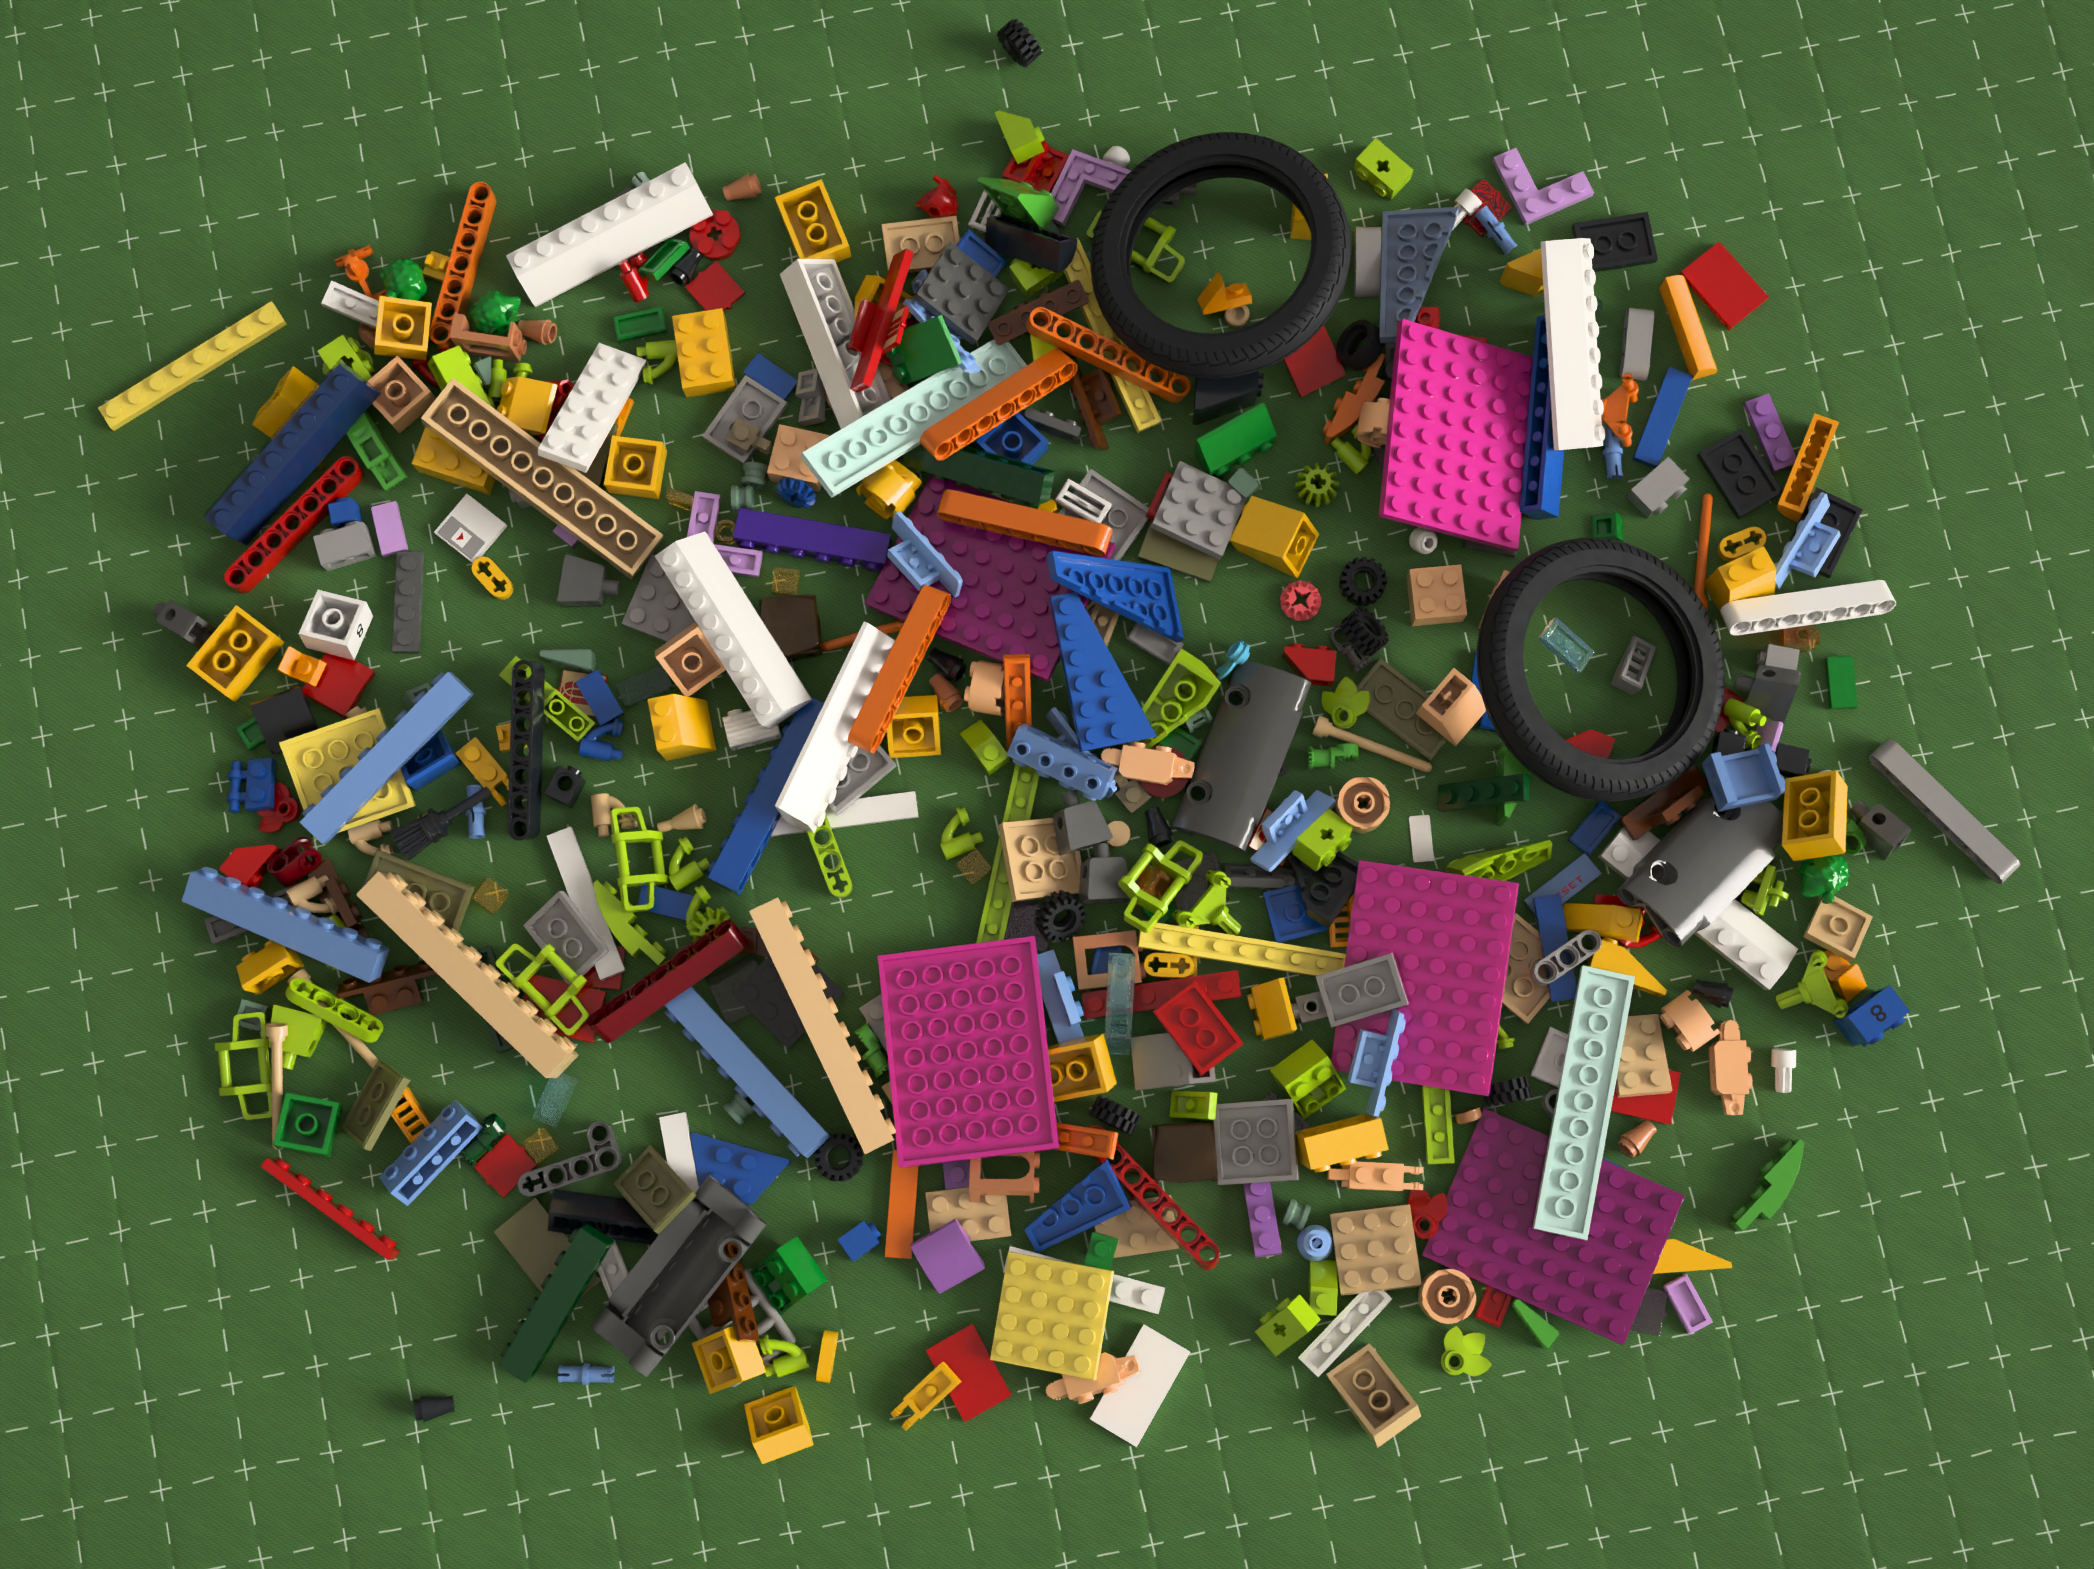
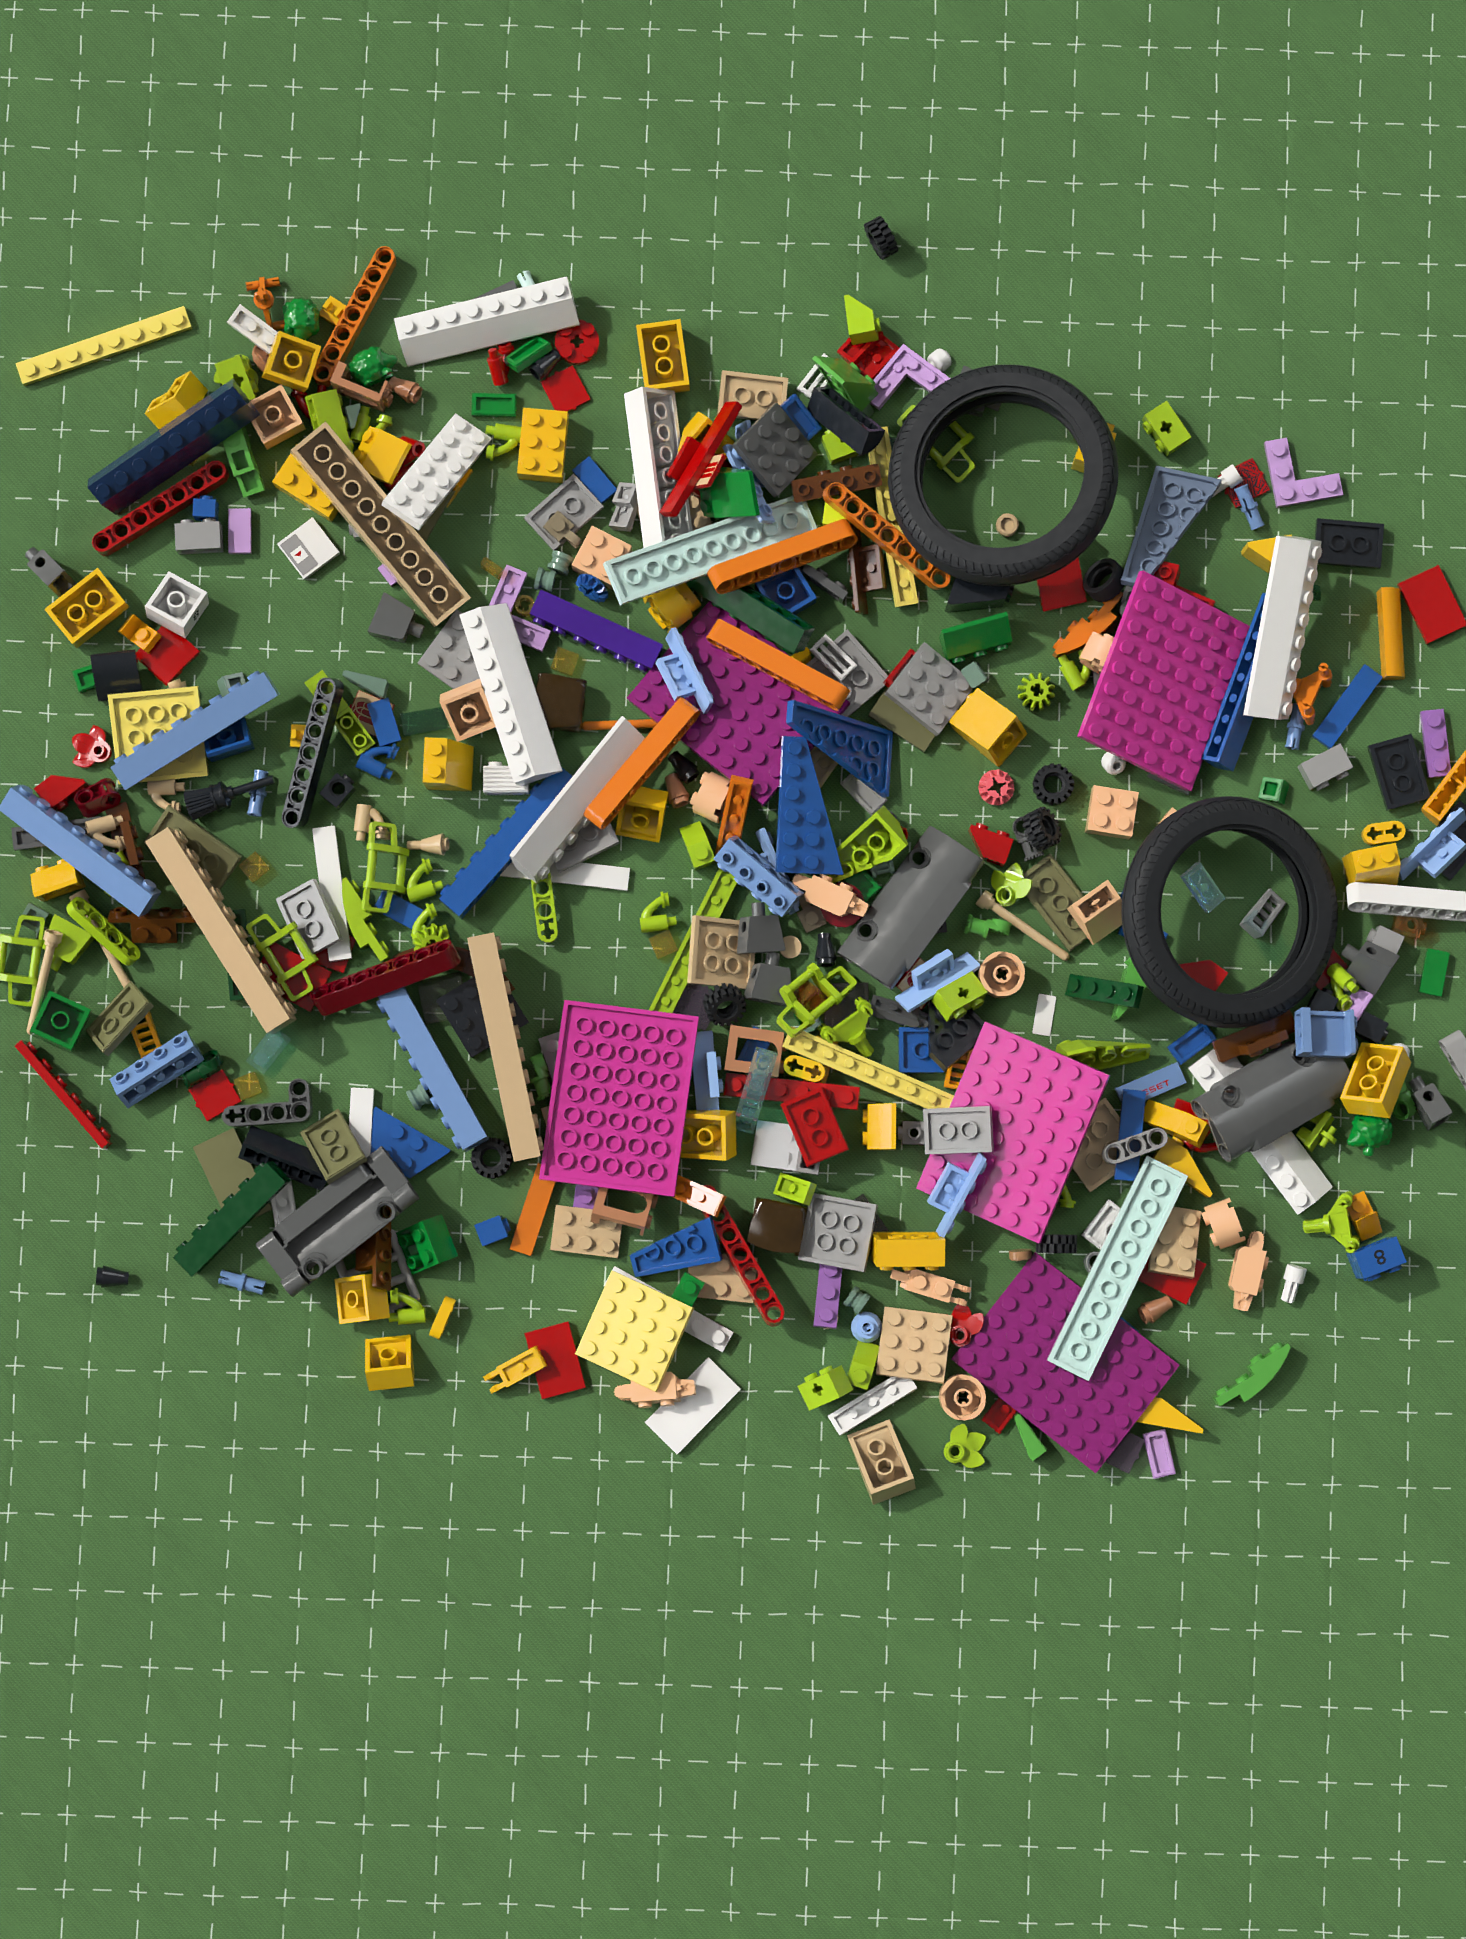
camera: 10 degrees right, 5 degrees up
(260, 785) = (82, 724): blue plate -> none
(408, 602) = (241, 599): dark grey plate -> none
(484, 767) = (273, 757): yellow hinge -> none
(488, 581) = (313, 598): yellow beam -> none
(635, 467) = (461, 531): yellow brick -> none
(744, 187) = (613, 306): nougat cone -> none
(940, 200) = (776, 360): red helmet -> none
(947, 1256) = (561, 1261): medium lavender slope -> none
(1115, 1115) = (728, 1181): black tyre -> none
(1219, 298) = (996, 508): light orange slope -> none
(1236, 654) = (929, 822): medium azure plate -> none
(1308, 1079) = (895, 1191): lime slope -> none
(1367, 262) = (1131, 507): light grey beam -> none
(1437, 1125) = (993, 1257): lime plate -> none
(1637, 343) = (1342, 637): light grey beam -> none
(1702, 552) = (1347, 833): orange piece -> none
(1713, 992) = (1252, 1205): black cone -> none
(1838, 928) = (1371, 1178): tan plate -> none

